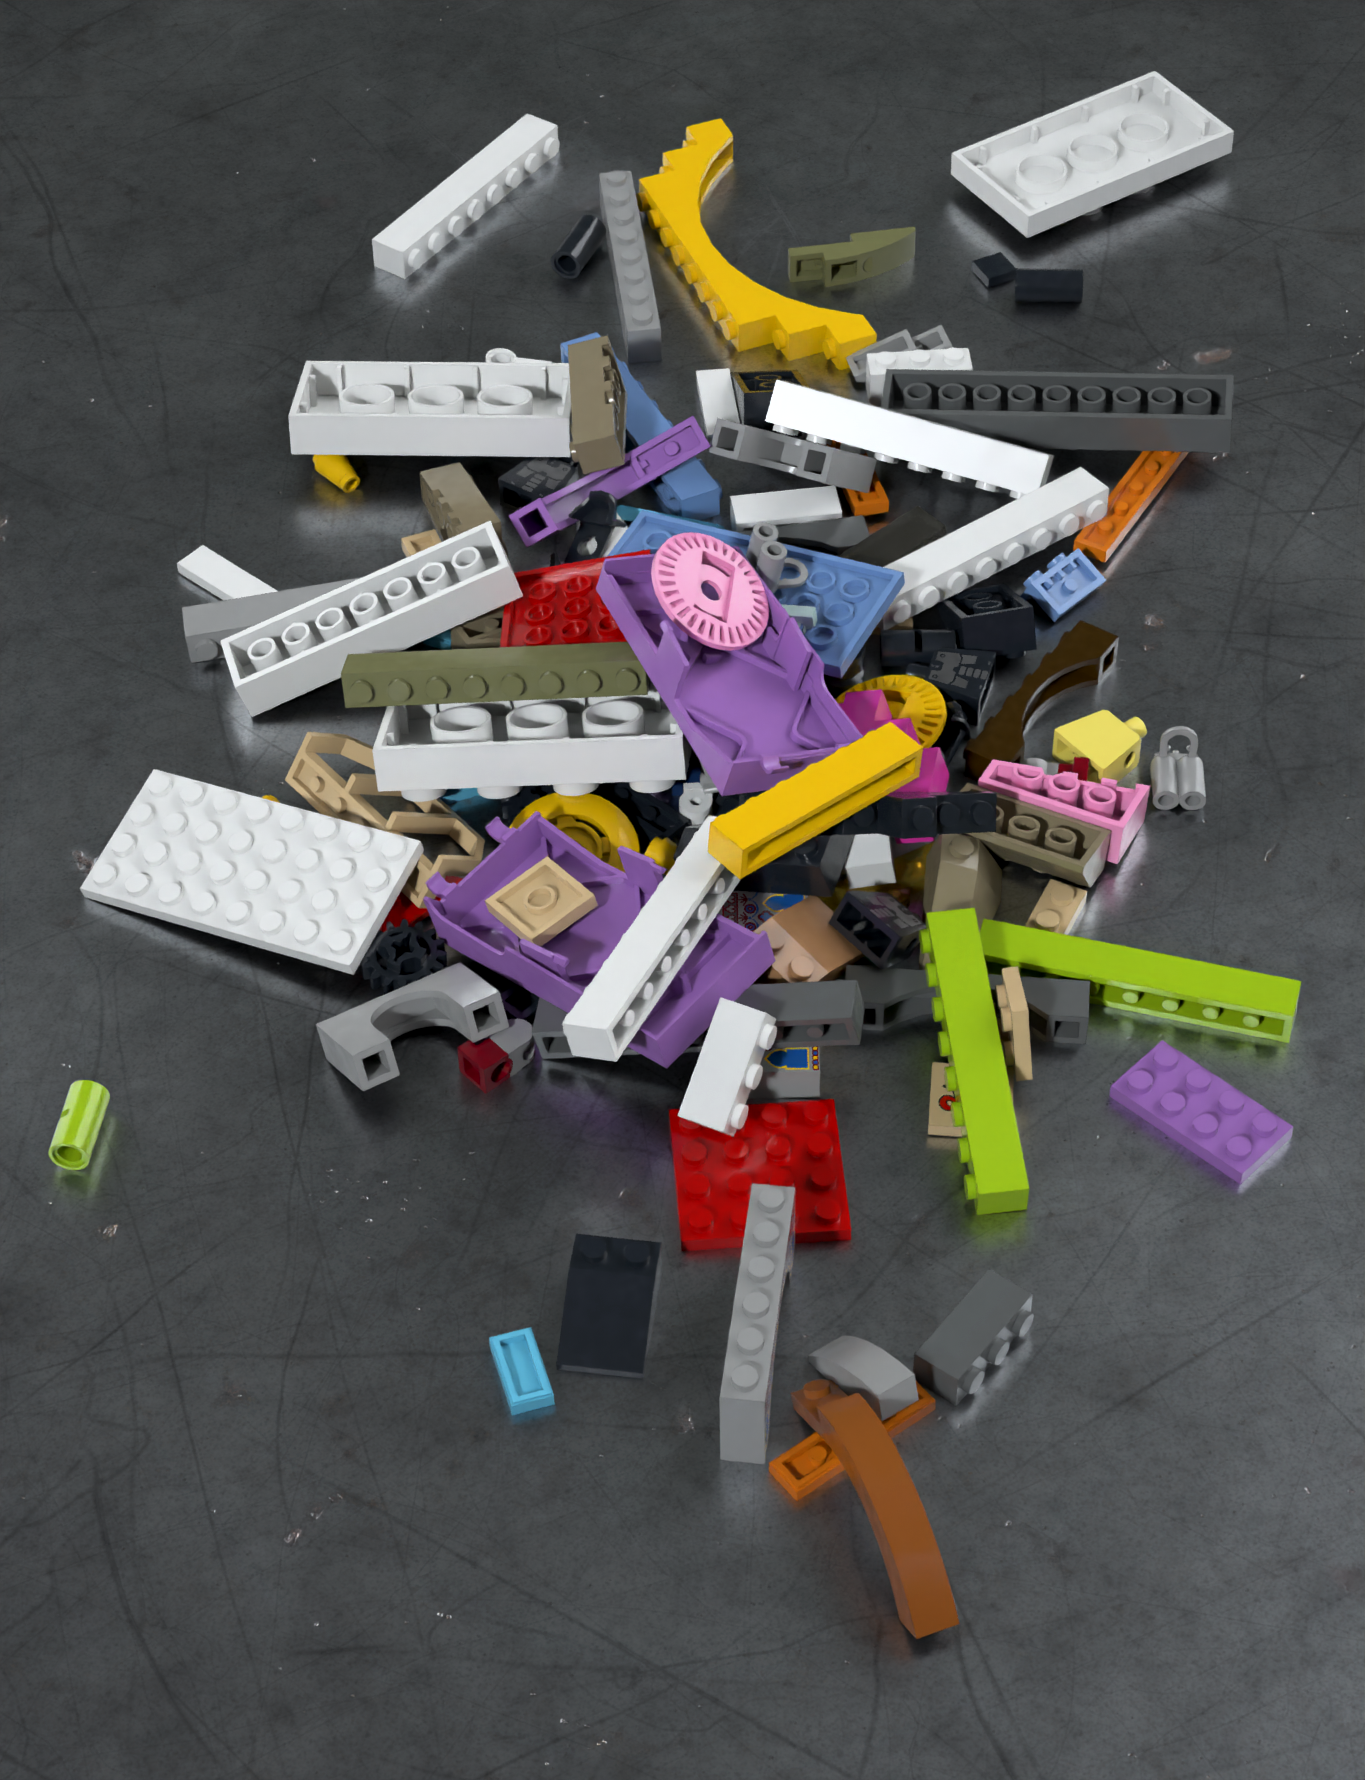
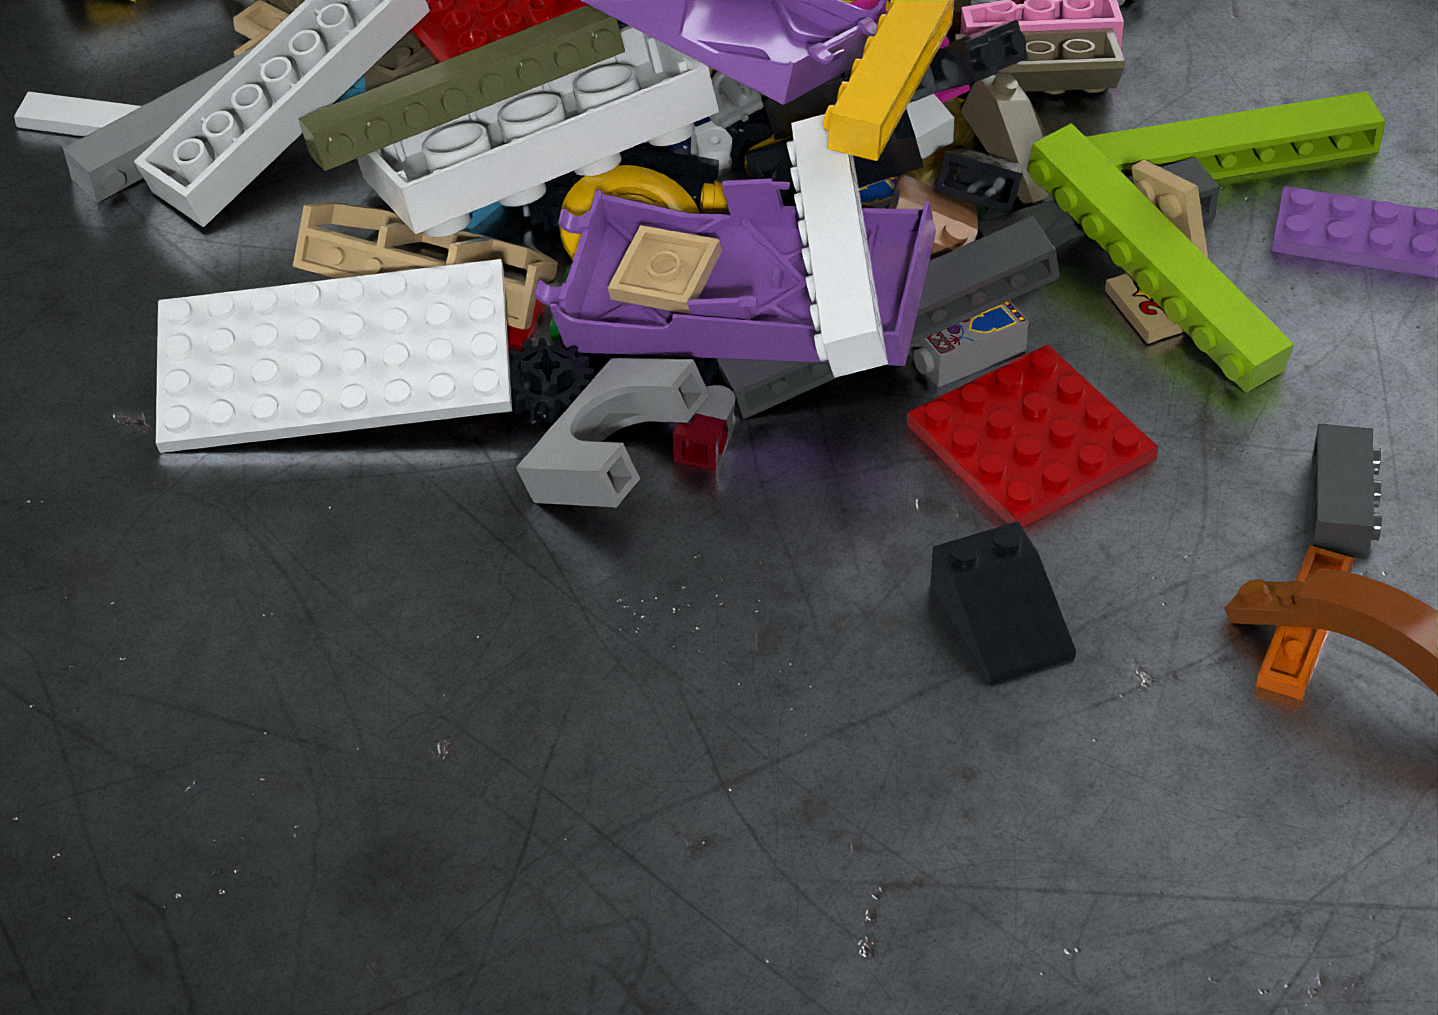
camera: 30 degrees left, 0 degrees up
(79, 1125) = (340, 659): lime pin -> none
(521, 1371) = (962, 697): medium azure tile -> none
(728, 1067) = (964, 341): white brick -> none
(752, 1338) = (1216, 609): light grey arch -> none
(867, 1370) = (1284, 554): light grey slope -> none
(1057, 908) = (1099, 113): tan plate -> none

